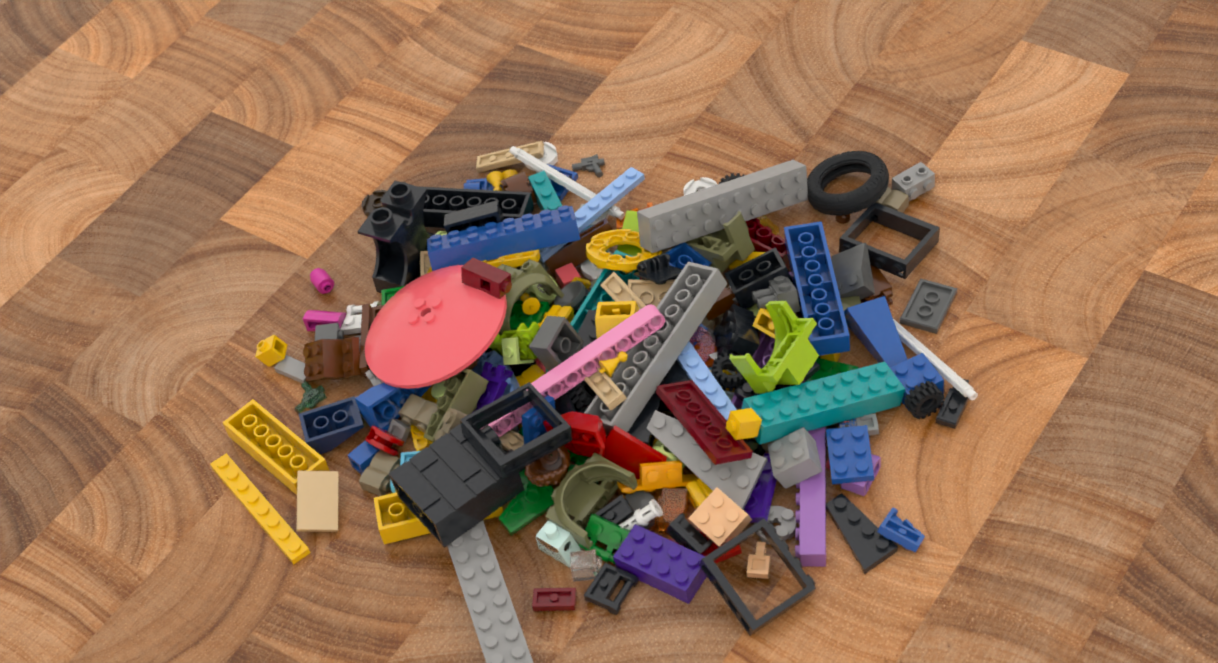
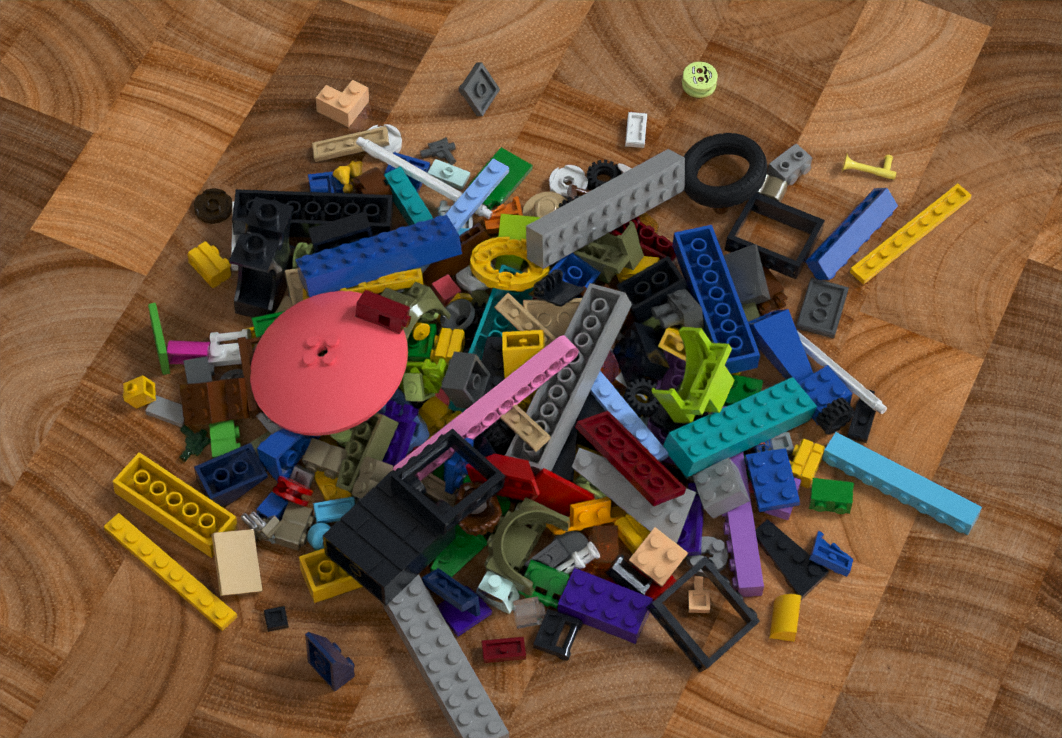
camera: 20 degrees left, 10 degrees up
(299, 306) = (159, 339): none -> bright green tile
(321, 280) = (172, 304): dark pink brick -> none
(336, 390) = (223, 437): none -> bright green brick
(345, 556) = (276, 618): none -> black tile
(347, 472) = (263, 527): none -> piece
(361, 250) = (209, 264): none -> yellow brick
(380, 594) = (328, 661): none -> dark blue slope
(511, 126) = (343, 105): none -> light nougat brick
(511, 539) = (452, 591): none -> dark blue panel
(522, 560) = (462, 621): none -> dark purple slope
(592, 182) = (449, 174): none -> light aqua plate
(609, 366) = (526, 402): yellow piece -> none
(633, 114) = (479, 89): none -> dark grey tile
(654, 183) = (517, 173): none -> green tile
(743, 423) = (673, 459): yellow brick -> none
(773, 151) = (636, 130): none -> white plate
(839, 111) = (699, 79): none -> yellowish green head
(846, 588) = (785, 617): none -> yellow brick
(889, 442) = (806, 461): none -> yellow brick
(910, 474) = (831, 496): none -> green brick
(965, 241) = (851, 234): none -> brick
(986, 468) = (901, 483): none -> medium azure brick
(1006, 191) = (882, 172): none -> light yellow piece
(1025, 243) = (910, 234): none -> yellow plate

